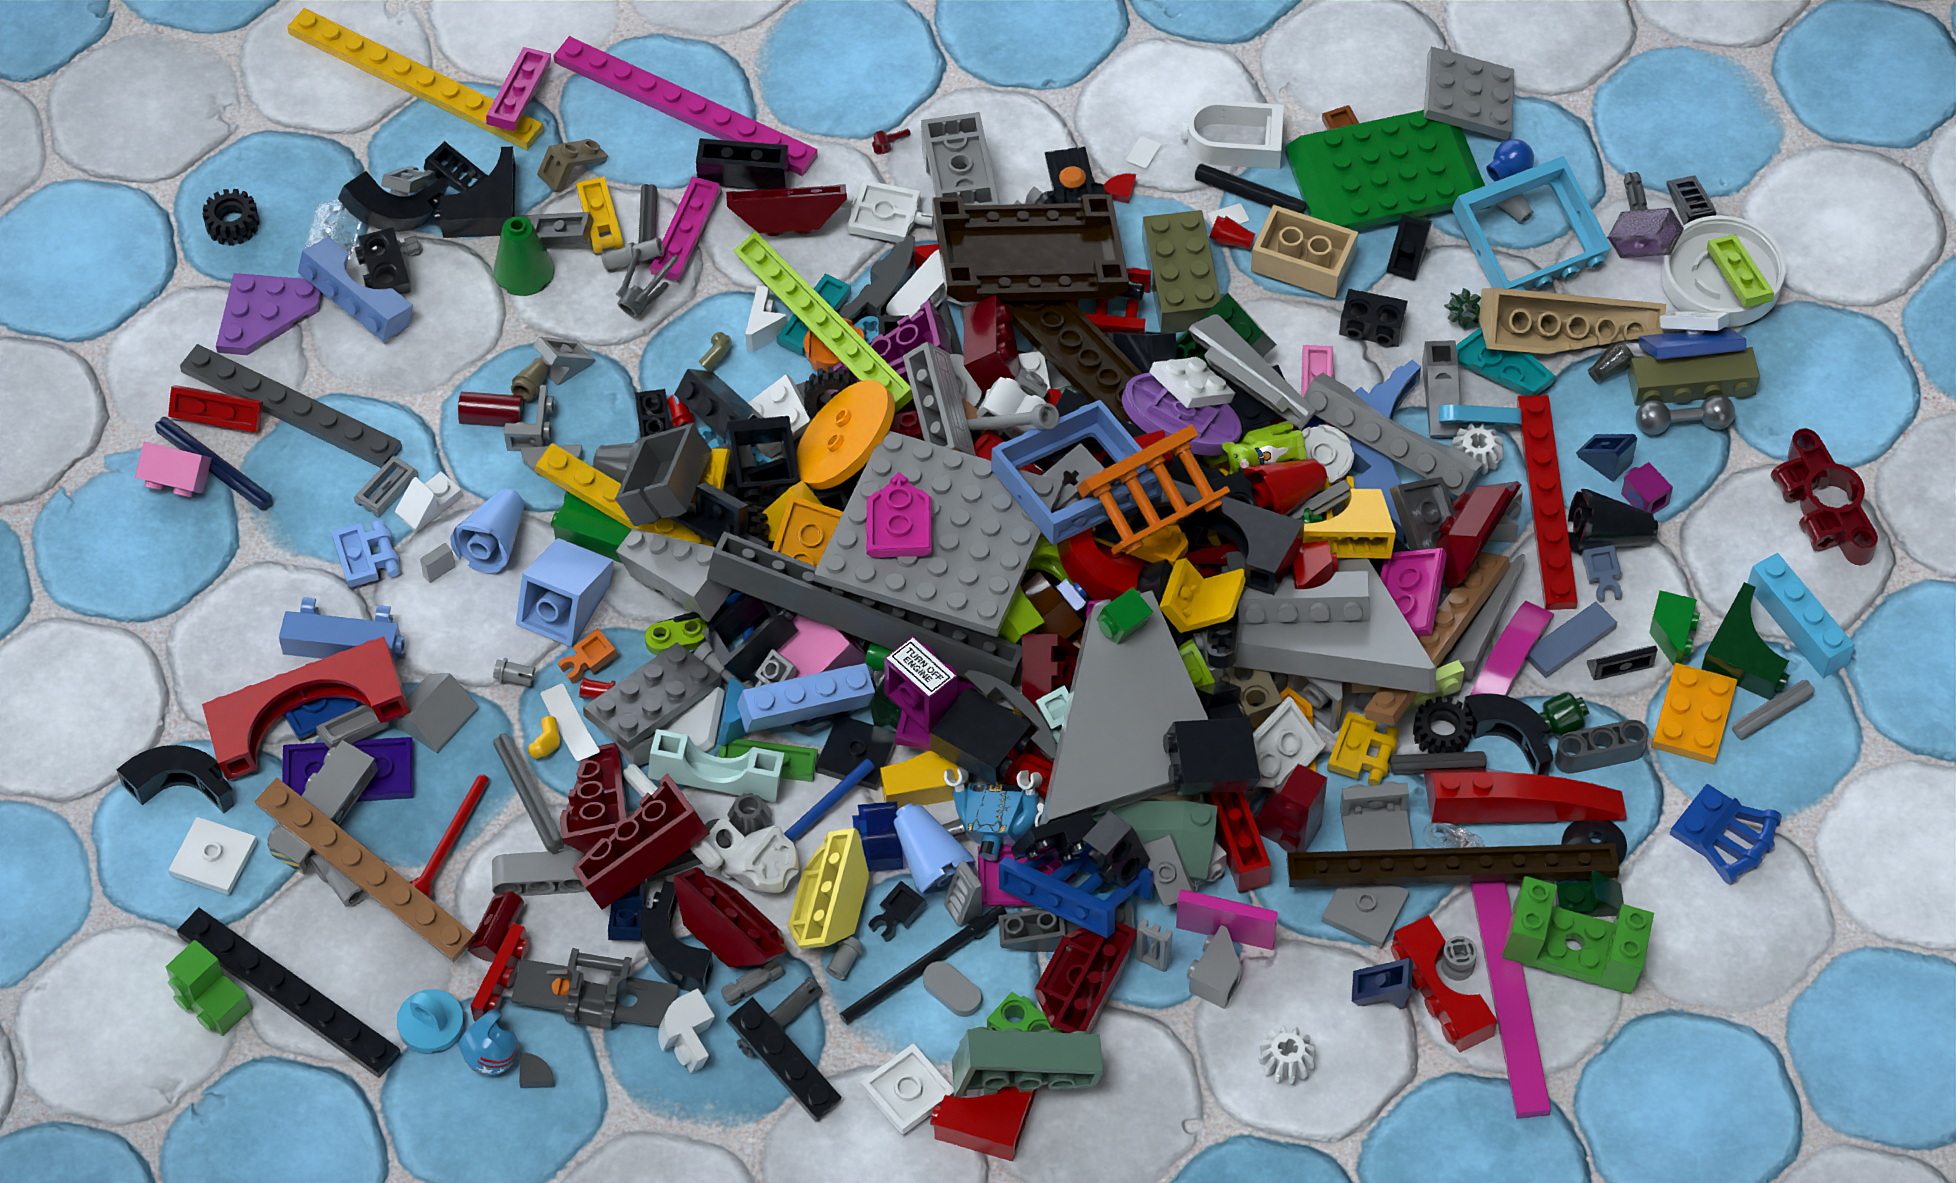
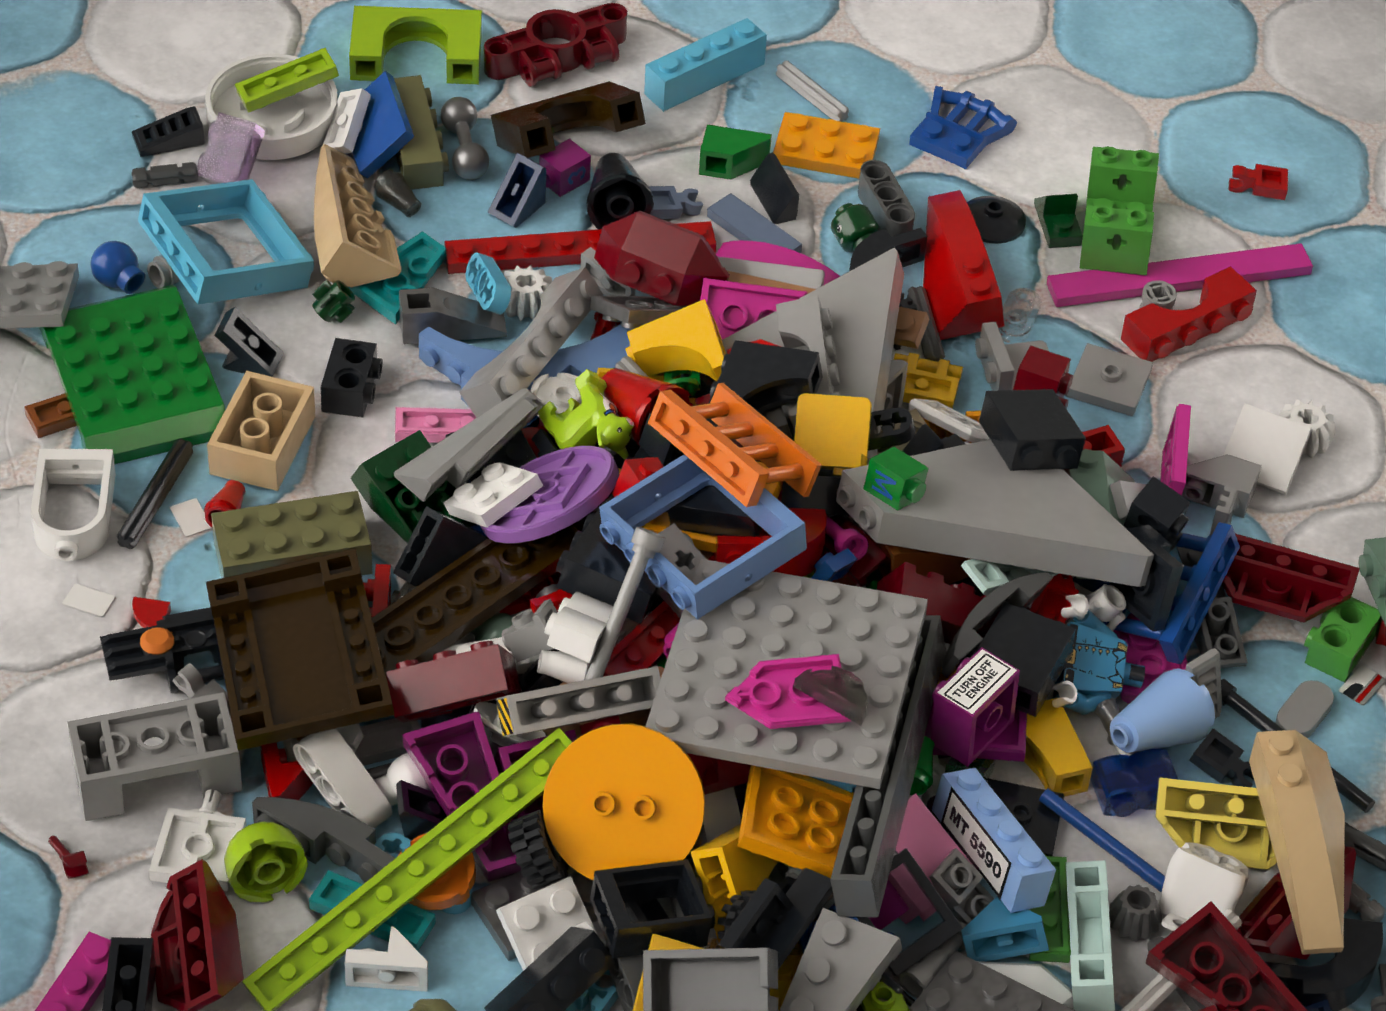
camera: 100 degrees left, 10 degrees down
(779, 914) = (1305, 833): none -> tan wedge
(858, 240) = (264, 861): none -> lime cylinder
(887, 541) = (837, 690): none -> clear smoke tile
(1255, 1009) = (1270, 442): none -> white tile
(1383, 982) = (1206, 351): dark blue slope -> none
(1451, 865) = (1059, 305): dark brown plate -> none
(1644, 1095) = (1264, 179): none -> red plate
(1694, 453) = (532, 126): none -> dark brown arch
(1742, 654) = (749, 106): dark green arch -> none
(1838, 354) = (381, 28): none -> lime arch

